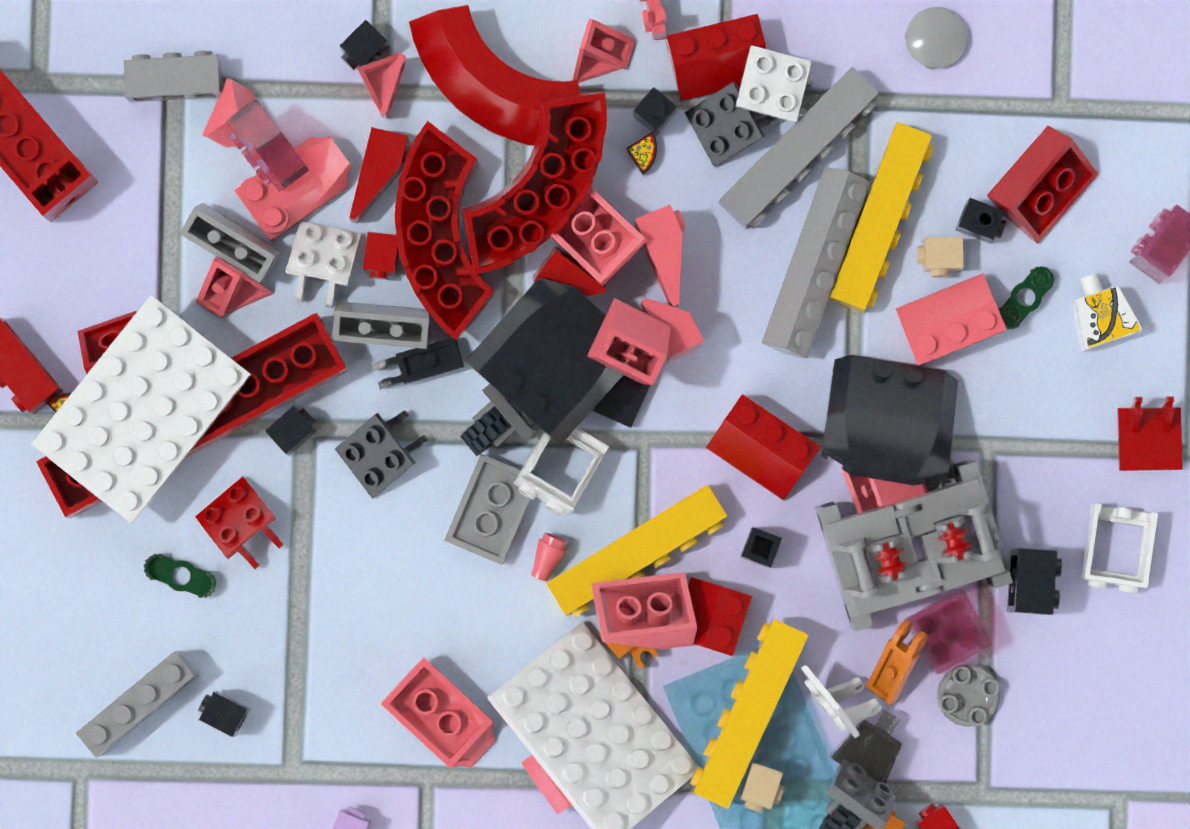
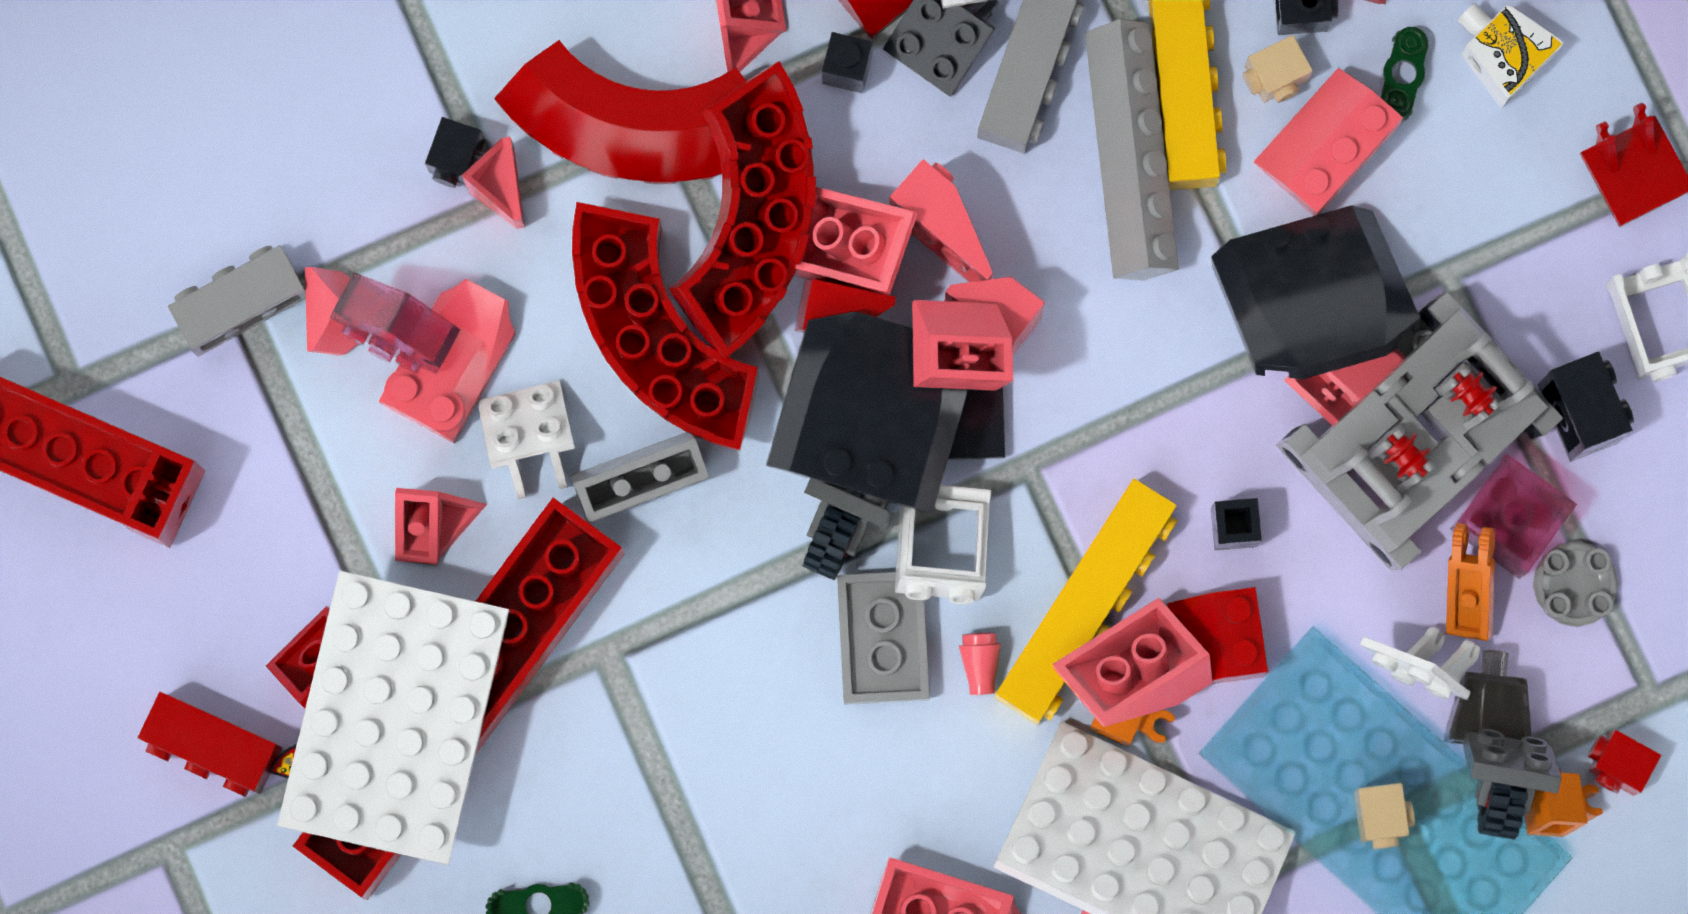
camera: 25 degrees left, 5 degrees down
(231, 242) = (405, 464): light grey brick -> none
(237, 518) = (574, 800): red plate -> none
(292, 429) = (590, 658): black brick -> none
(376, 454) = (710, 638): plate -> none
(380, 167) = (545, 285): red slope -> none
(381, 255) = (598, 393): red brick -> none
(422, 363) = (711, 500): black hinge -> none
(644, 152) = (857, 119): tile -> none
(749, 714) = (1323, 731): yellow brick -> none
(762, 447) = (1177, 402): red slope -> none

